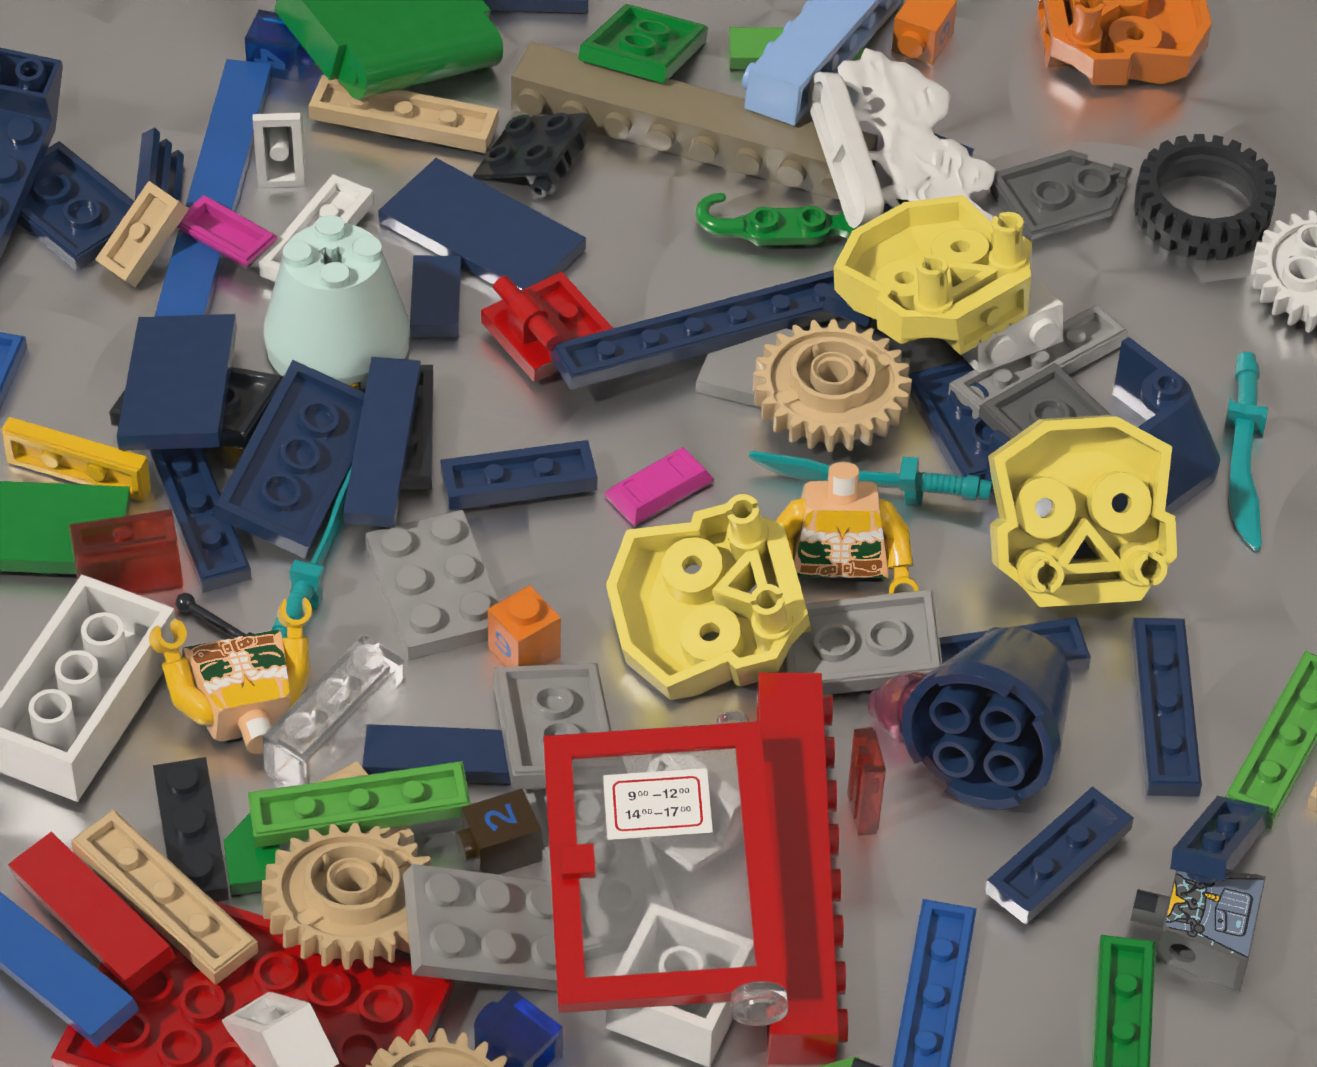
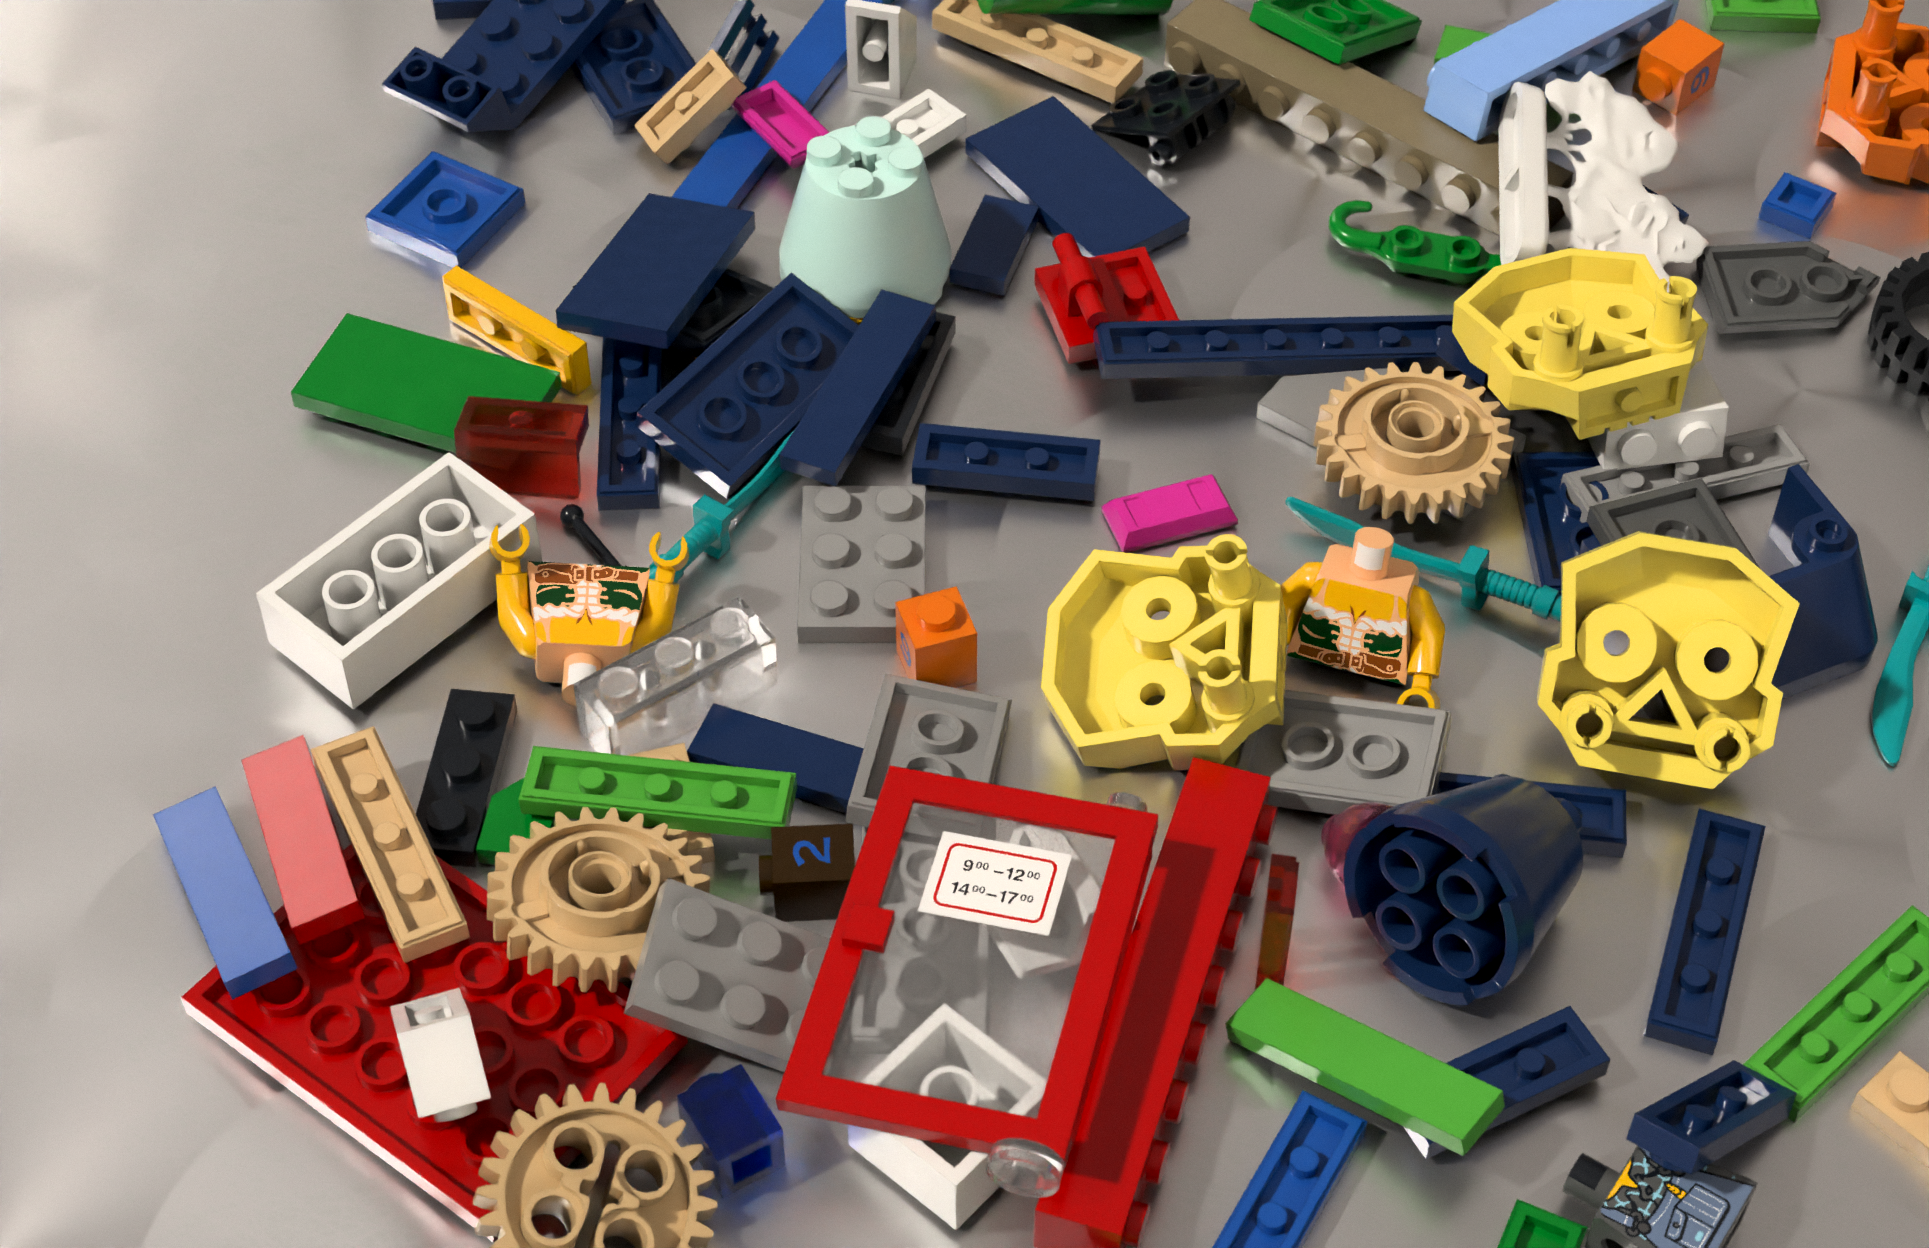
camera: 20 degrees right, 0 degrees up
(963, 868) = (1366, 1066): none -> bright green tile
(1050, 121) = (1797, 205): none -> blue tile

